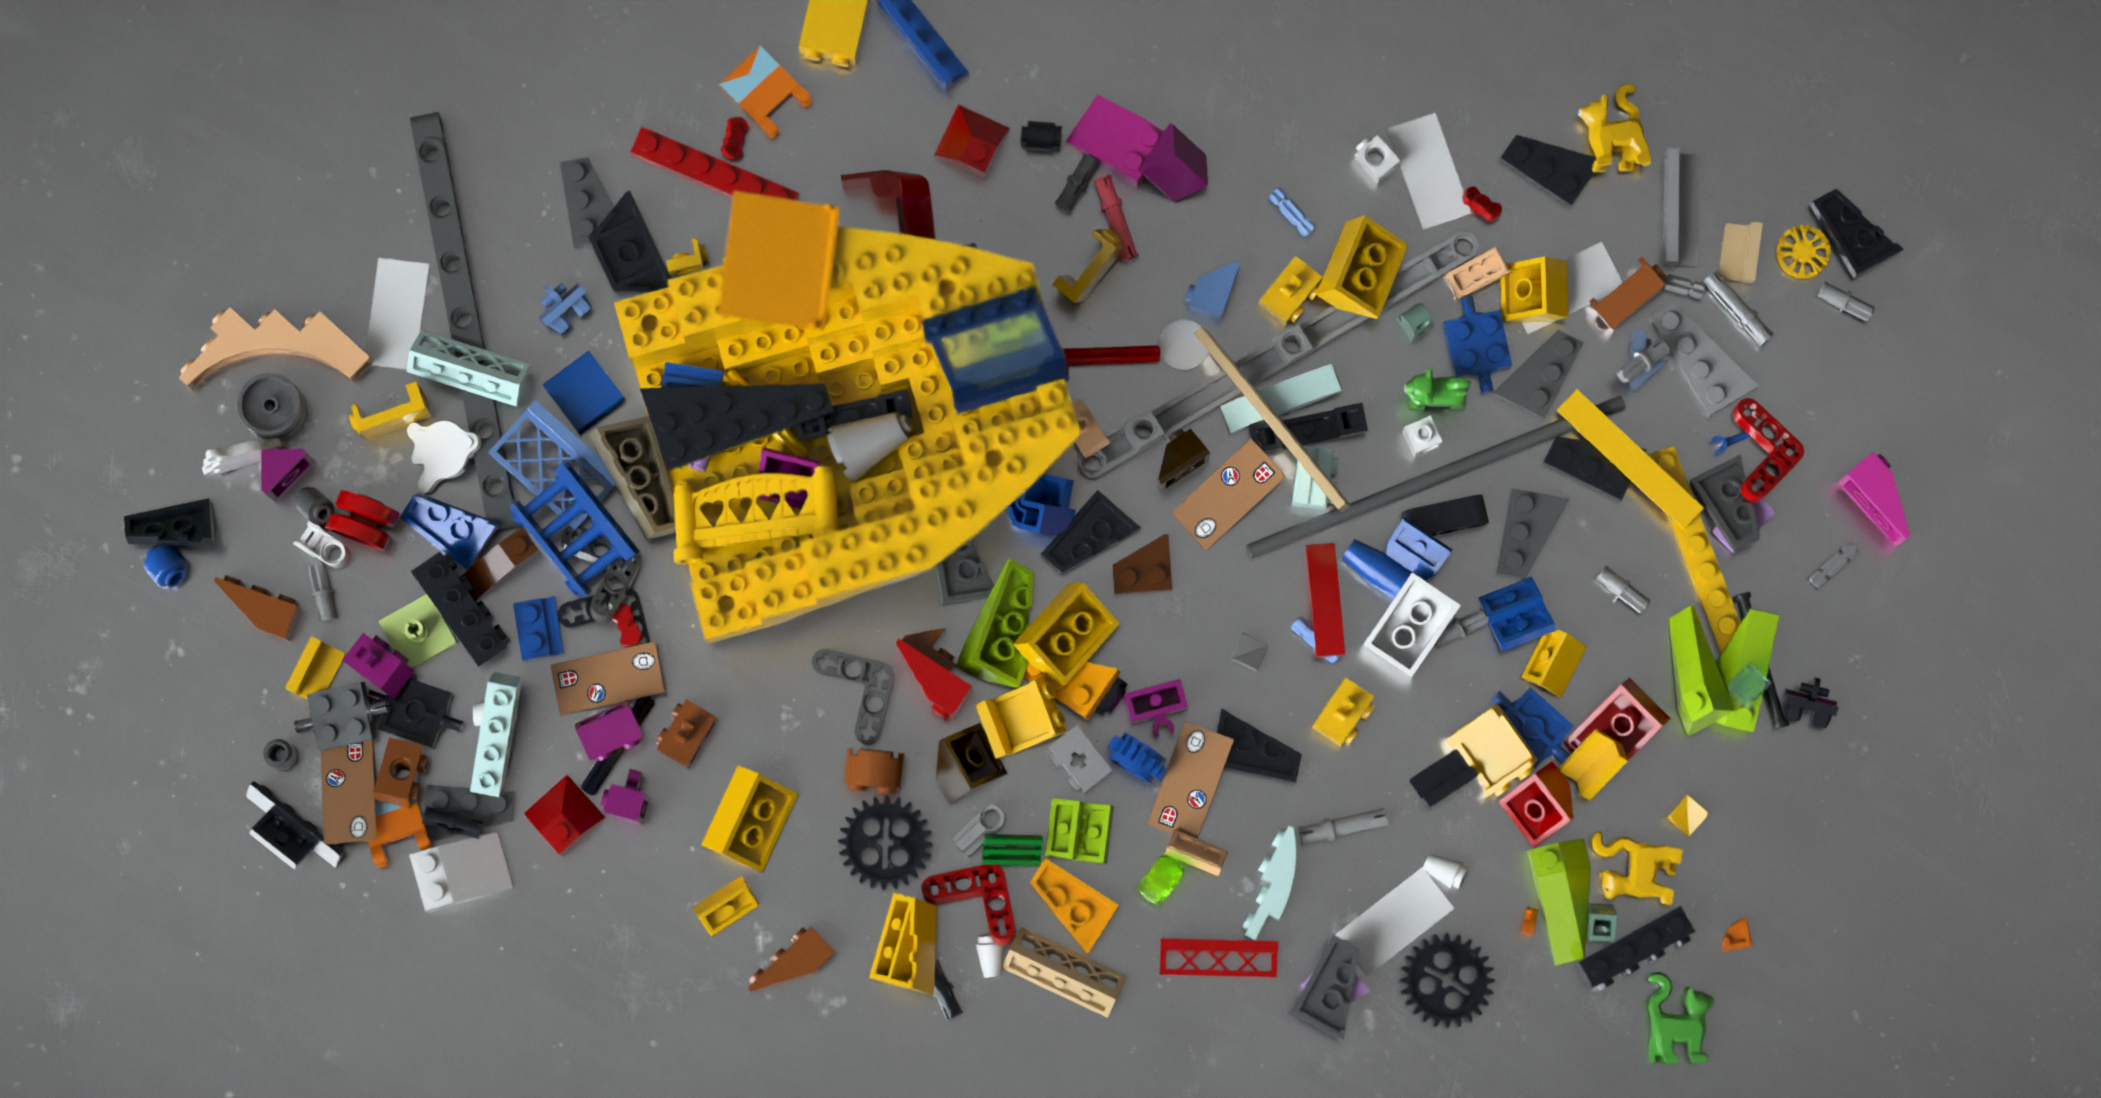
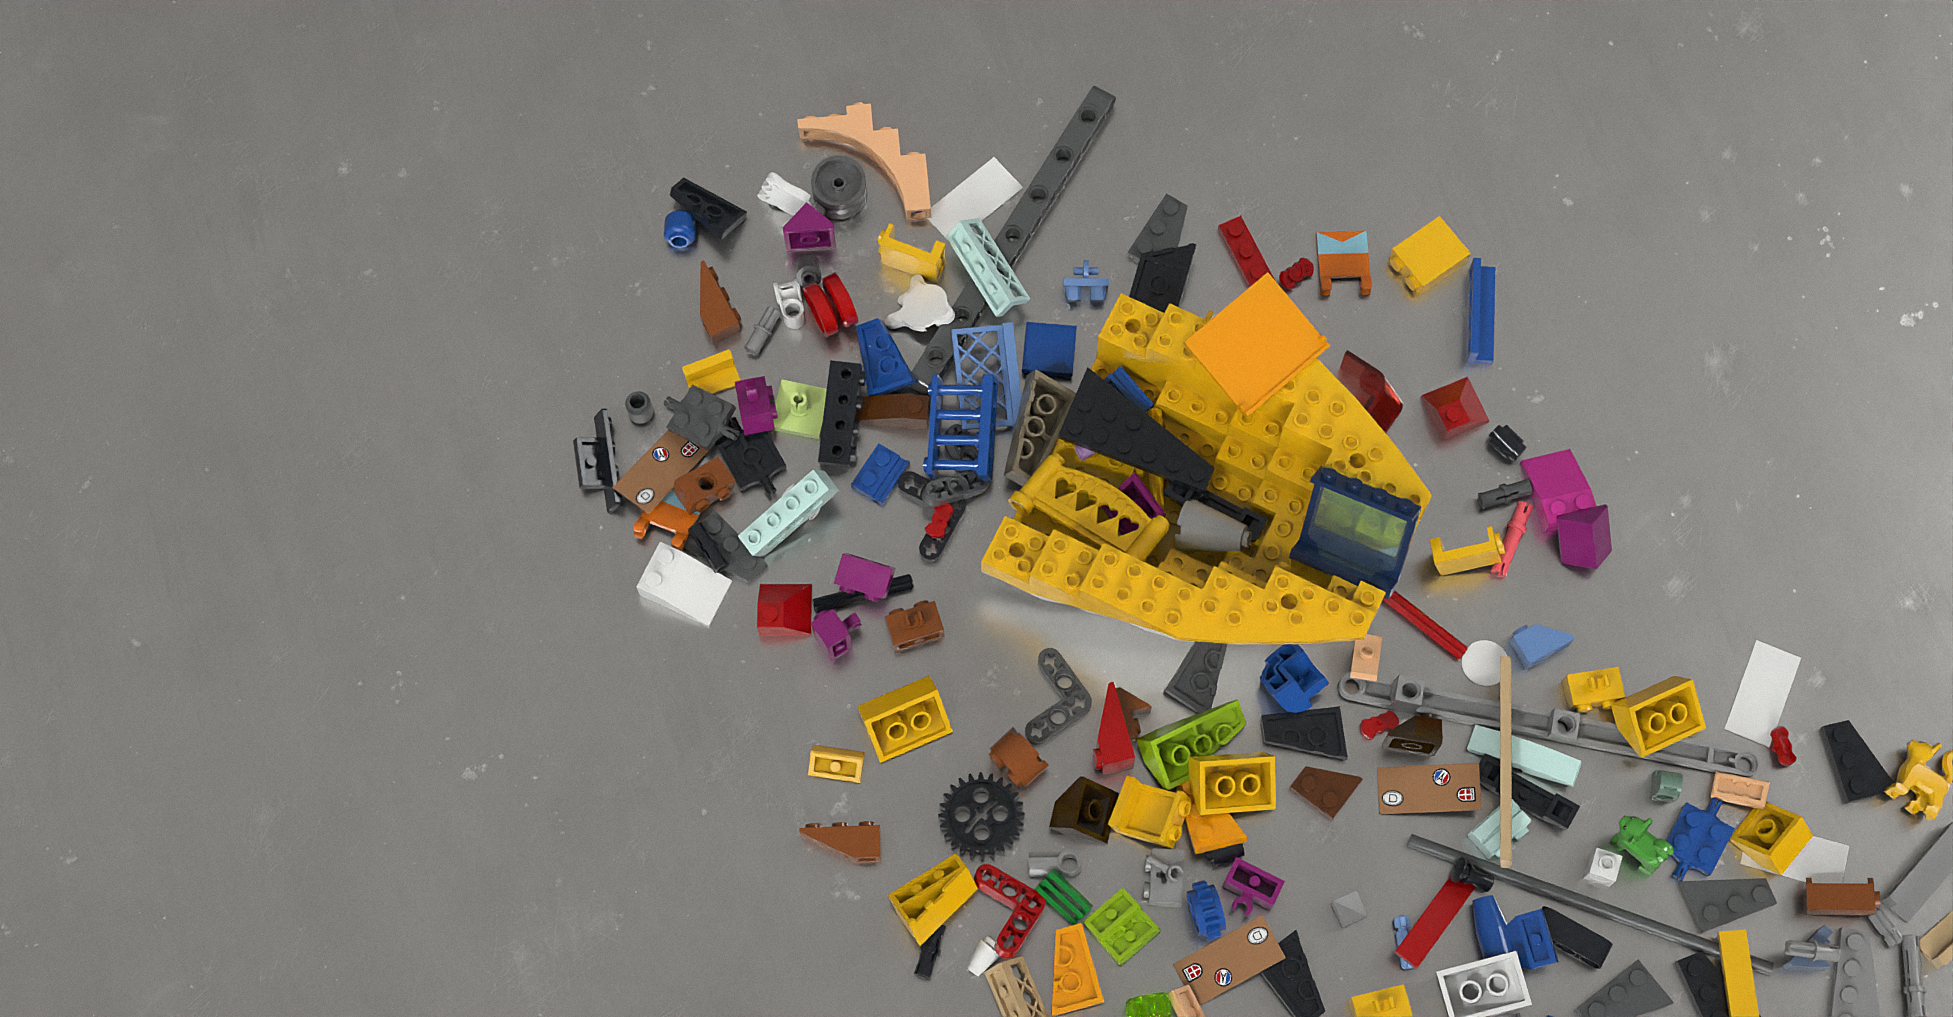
camera: 40 degrees right, 10 degrees down
(607, 678) = (895, 544): medium nougat sticker -> none
(1074, 754) = (1165, 868): none -> light grey hand
(1144, 468) = (1378, 724): none -> red piece
(1292, 211) = (1640, 638): light blue axle -> none
(1320, 538) = (1467, 874): none -> black pin
(1382, 169) = (1728, 662): white brick -> none

